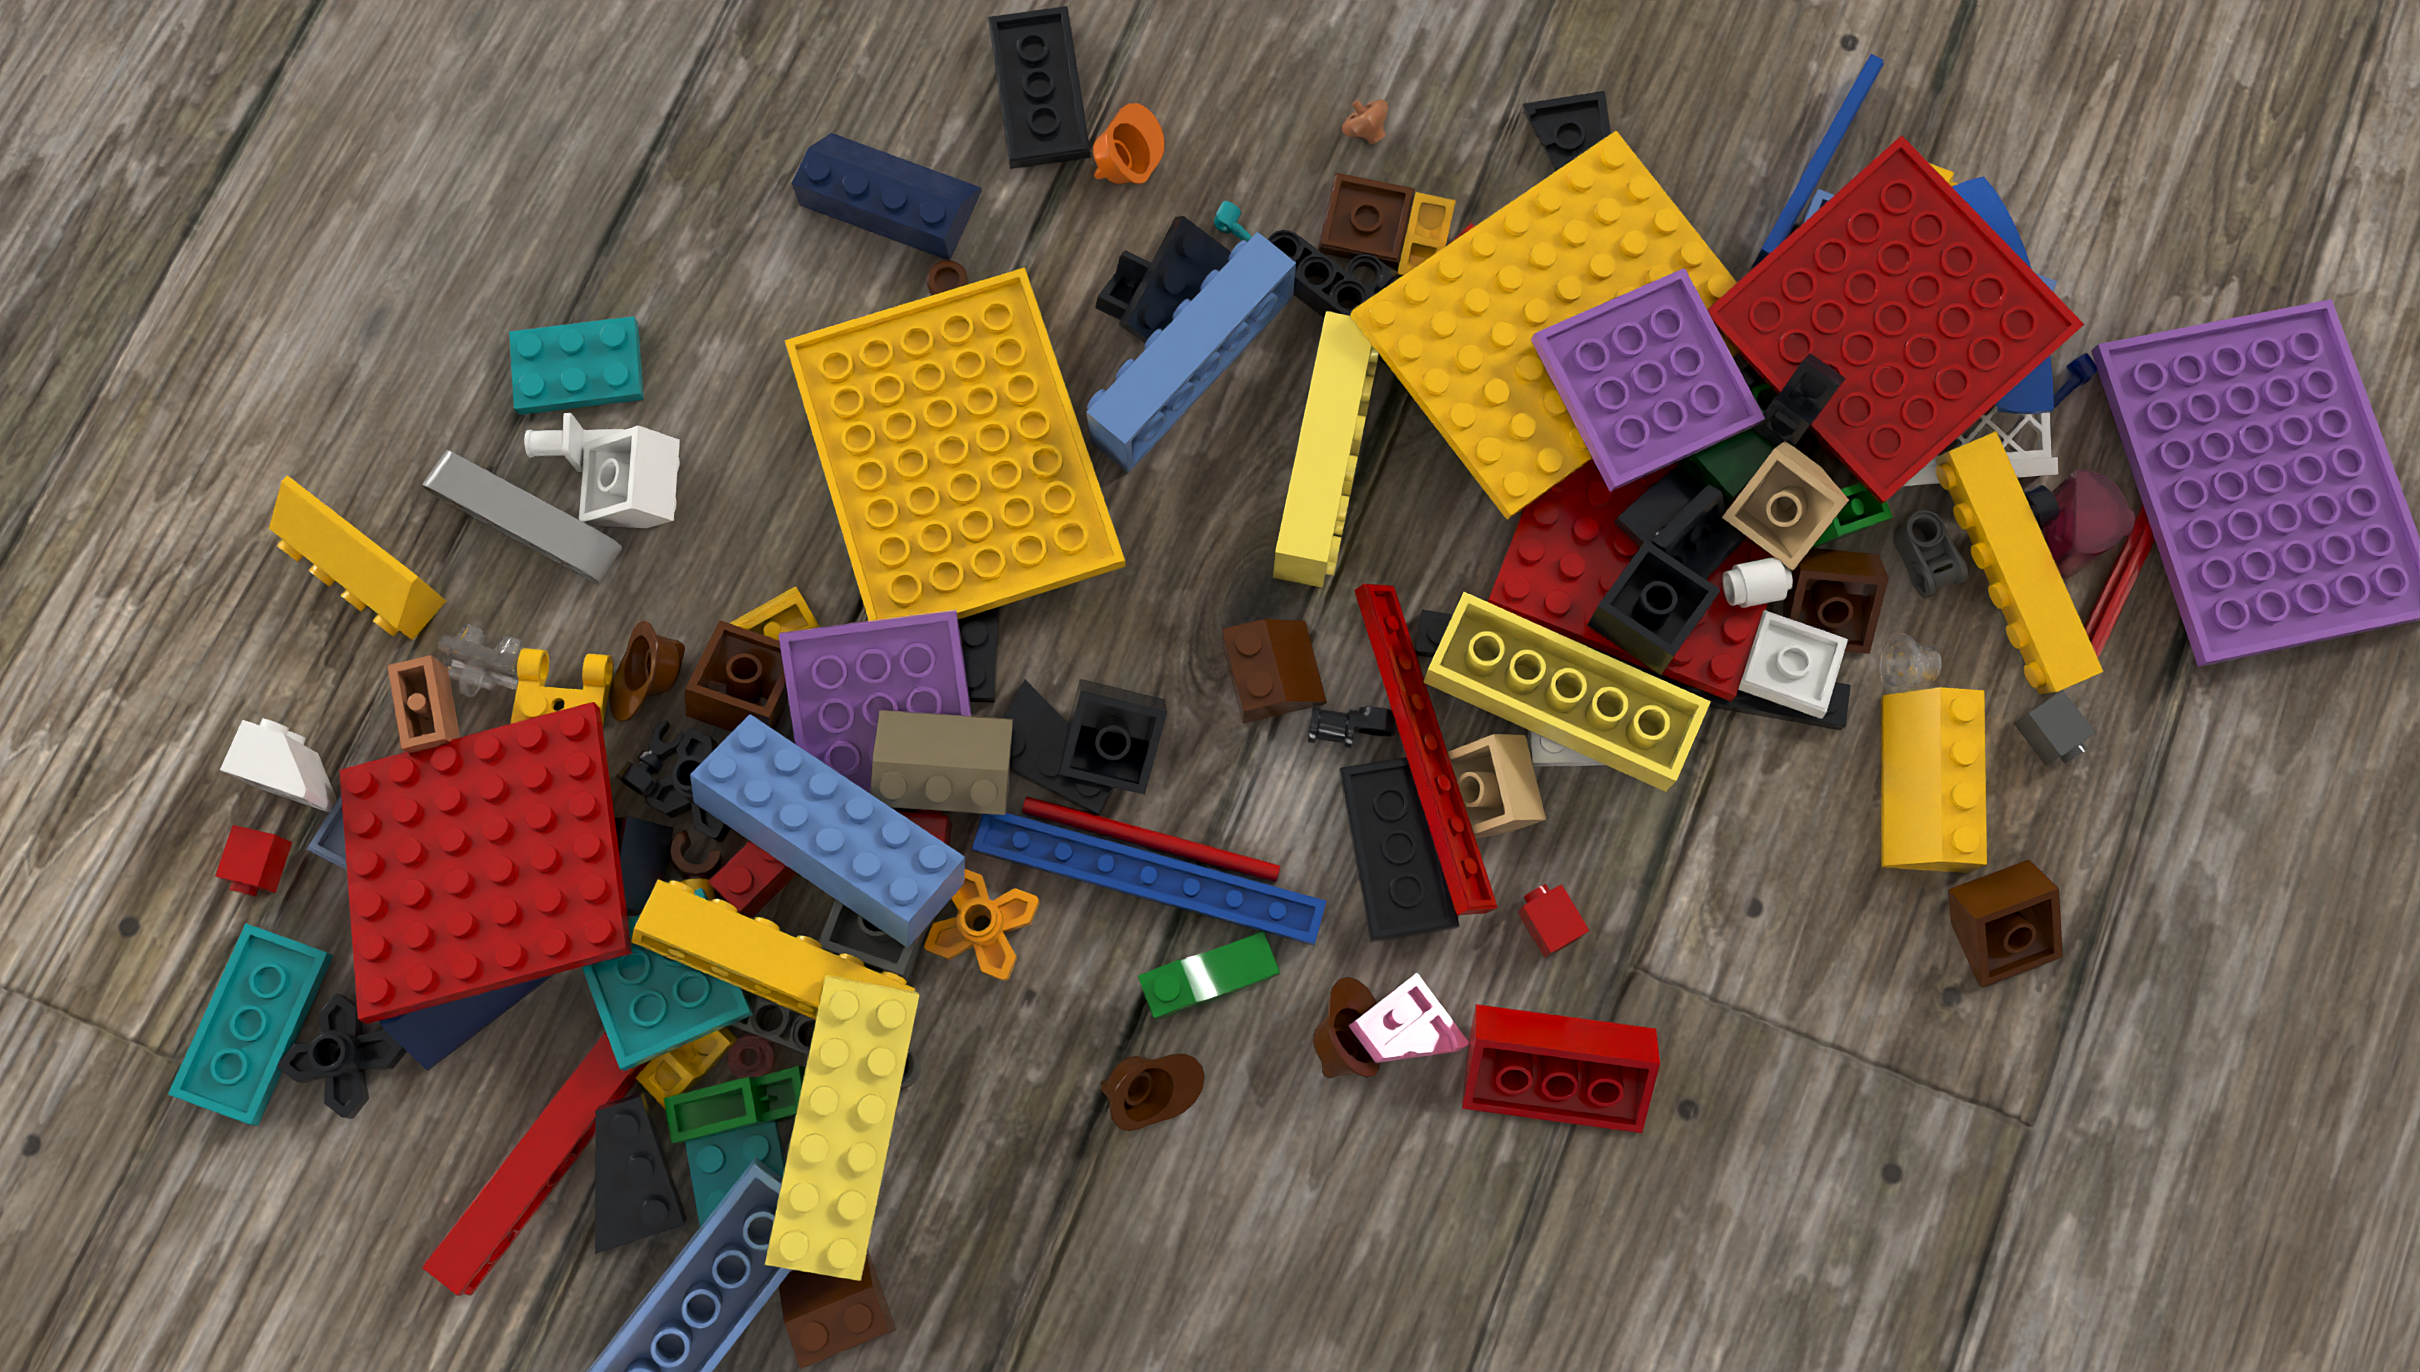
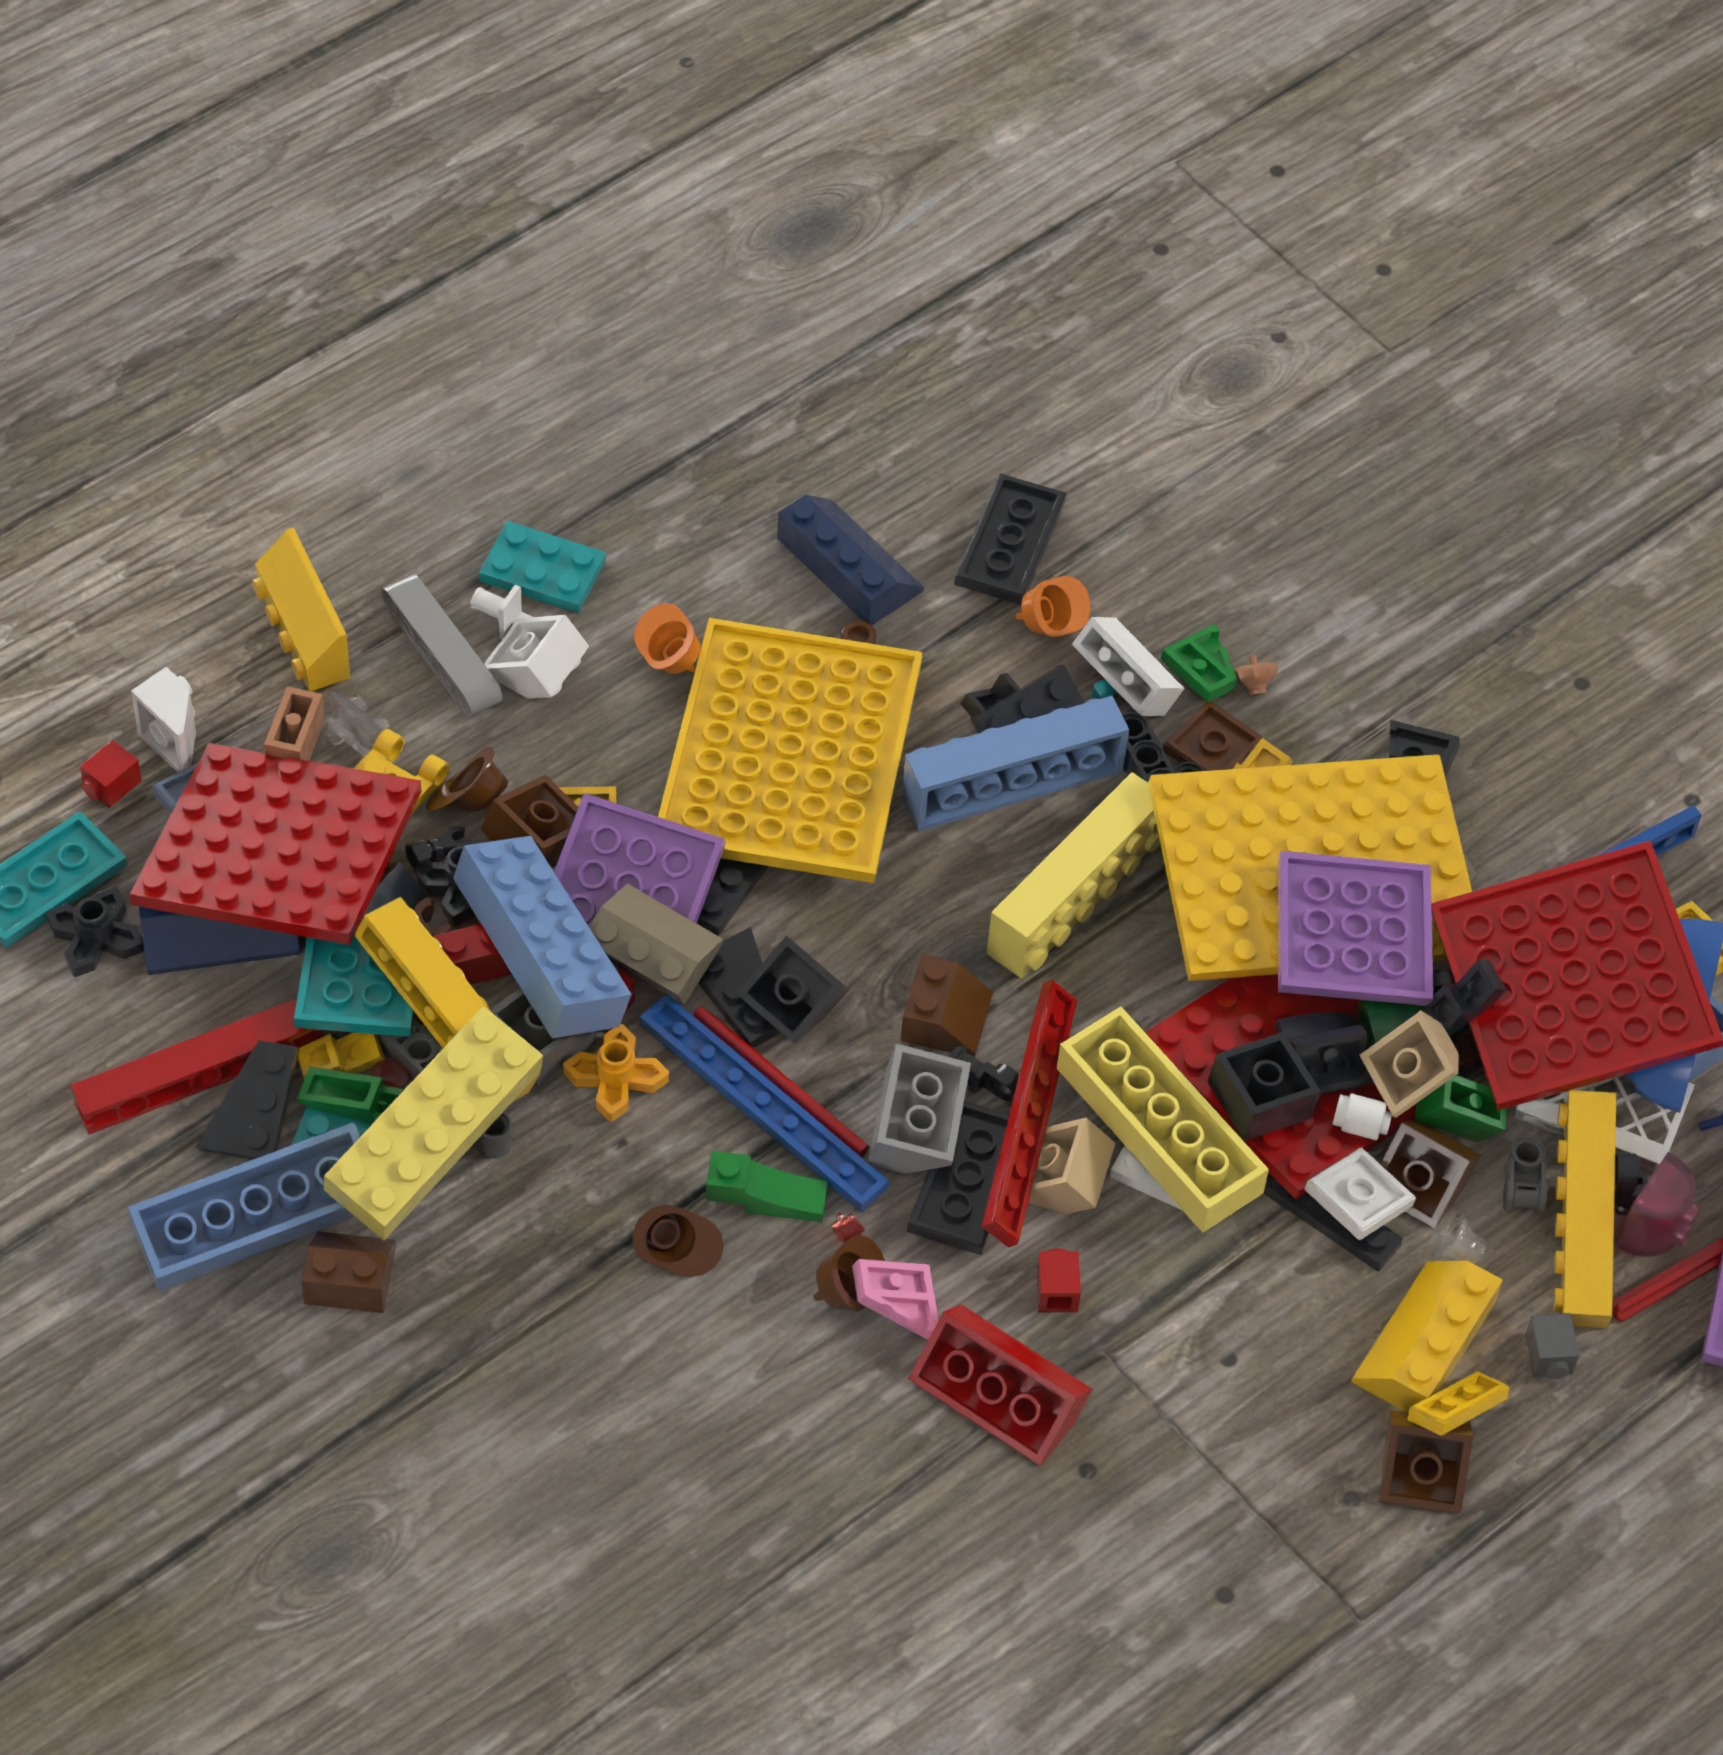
camera: 25 degrees right, 20 degrees down
(756, 390) = (667, 639): none -> orange piece
(1240, 178) = (1128, 666): none -> white brick
(1308, 134) = (1202, 663): none -> green wing
(1314, 977) = (846, 1226): none -> clear red plate
(1315, 807) = (918, 1111): none -> light grey slope
(2013, 851) = (1458, 1403): none -> yellow tile

